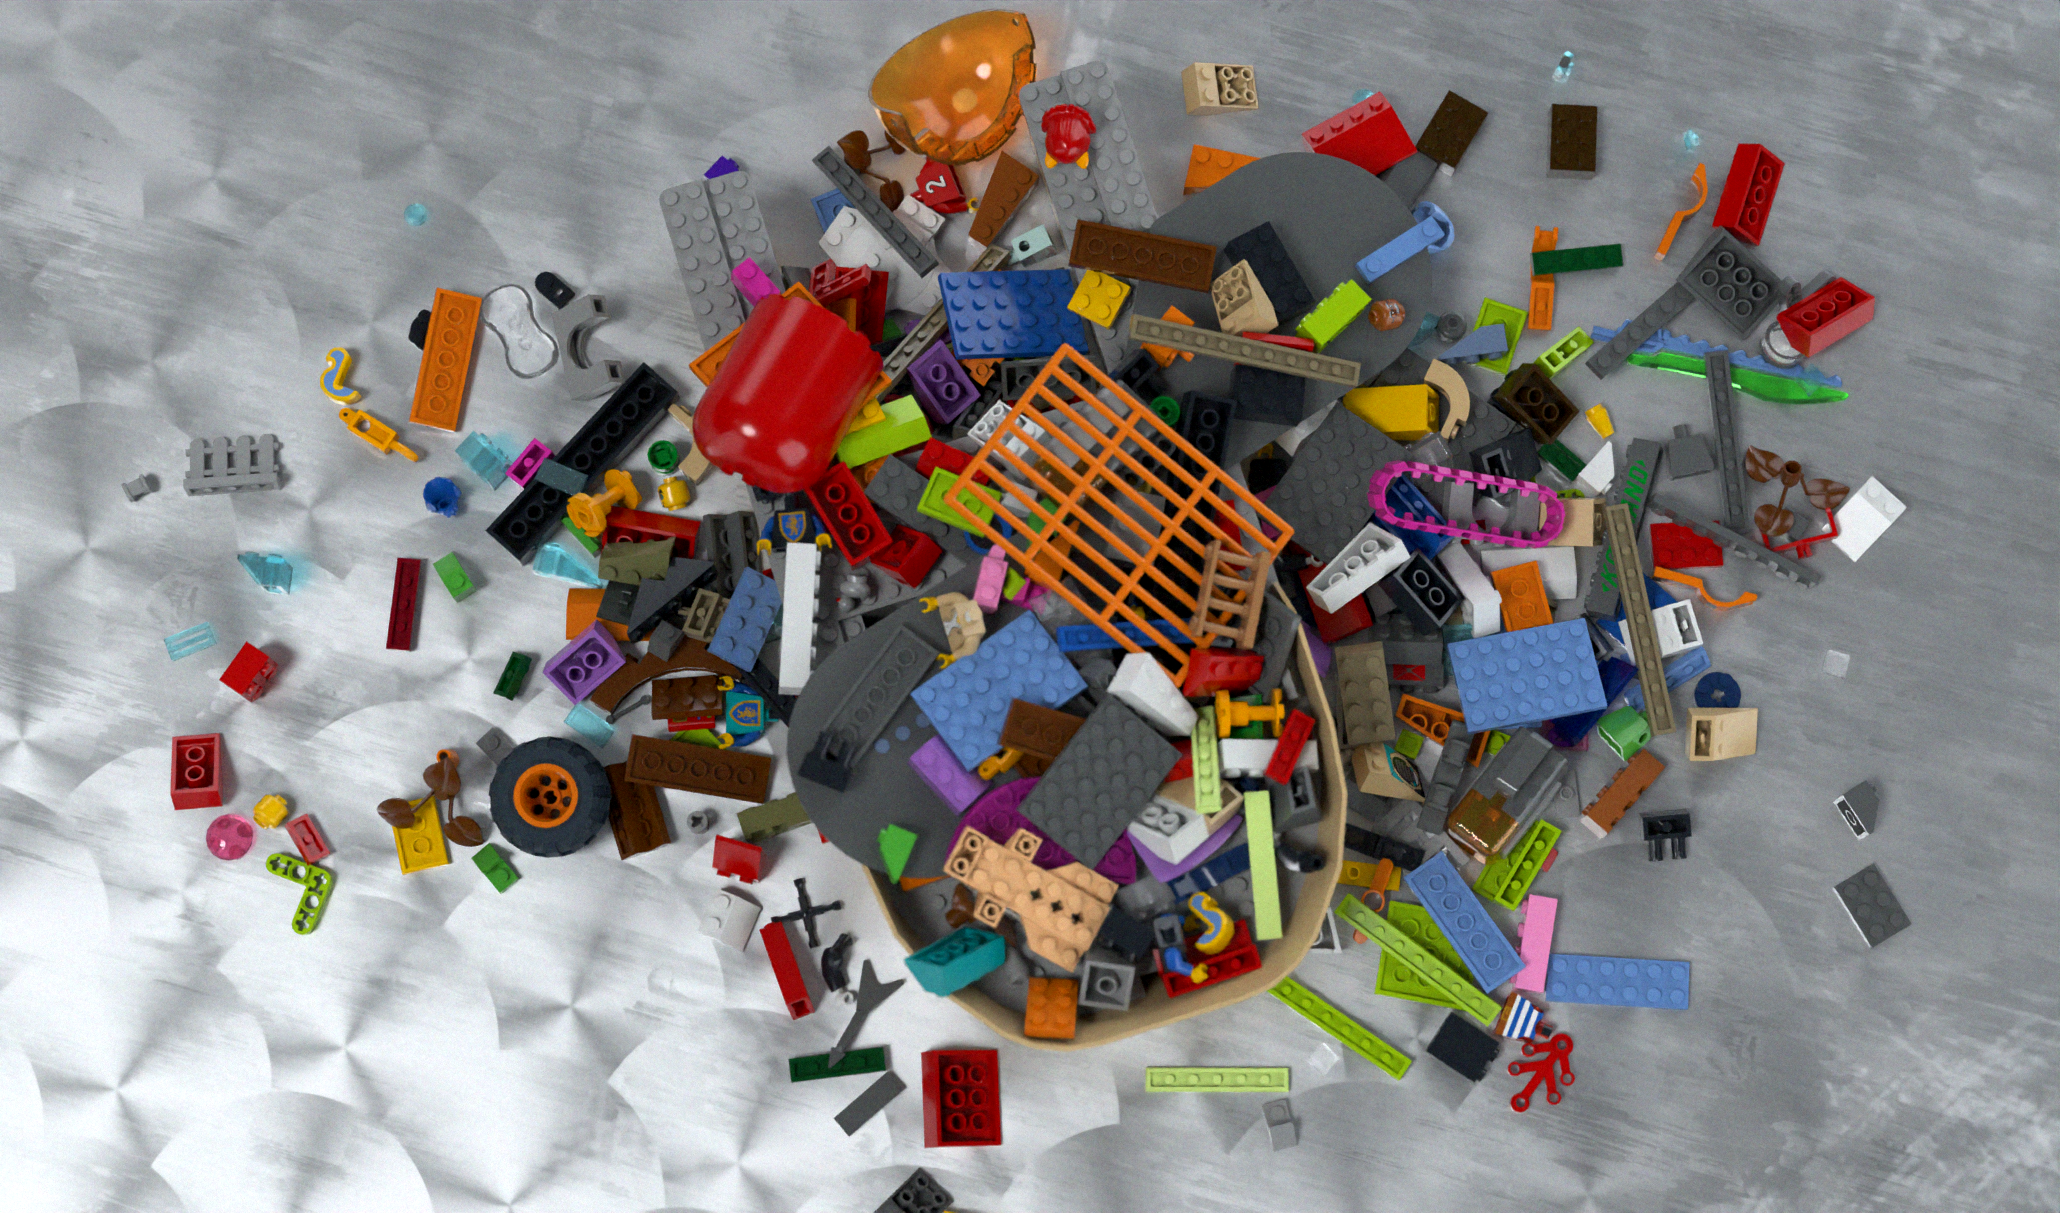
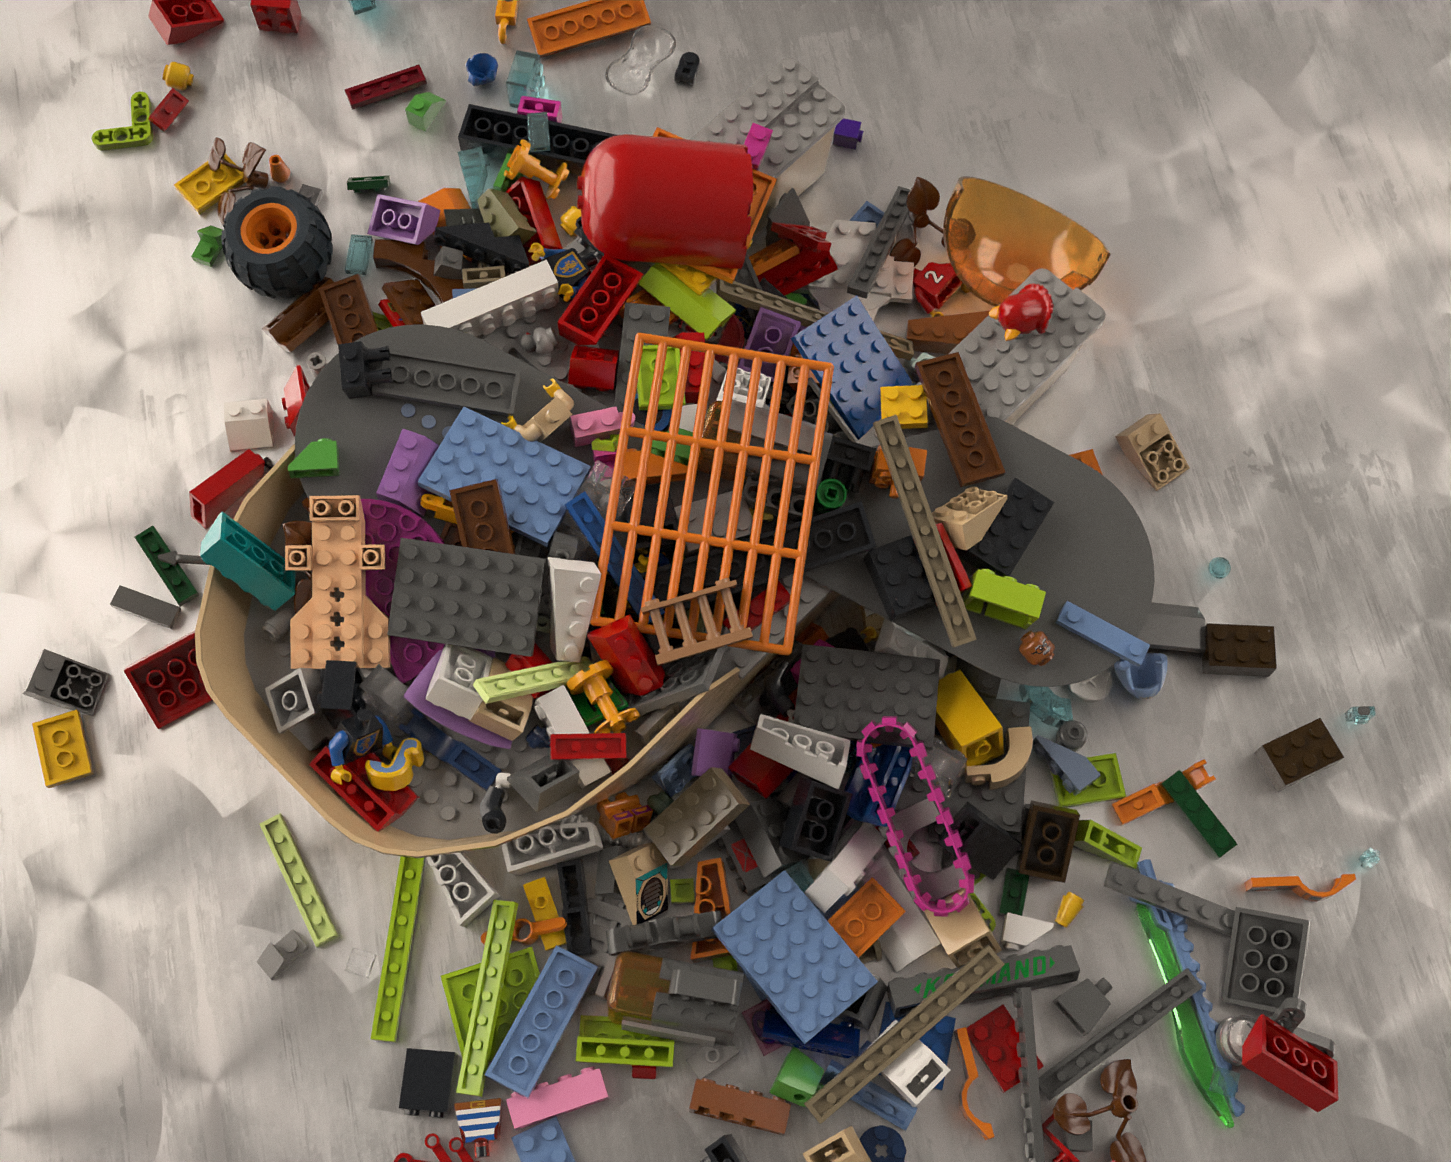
camera: 60 degrees right, 10 degrees down
(229, 837) = (146, 62): clear pink dish -> none
(571, 326) = (668, 88): light grey arch -> none
(644, 700) = (371, 266): dark grey hinge -> none
(1051, 1007) = (248, 666): orange plate -> none
(1263, 865) = (470, 783): yellowish green tile -> none
(1363, 135) = (1186, 578): red slope -> none
(1749, 193) = (1357, 935): red slope -> none

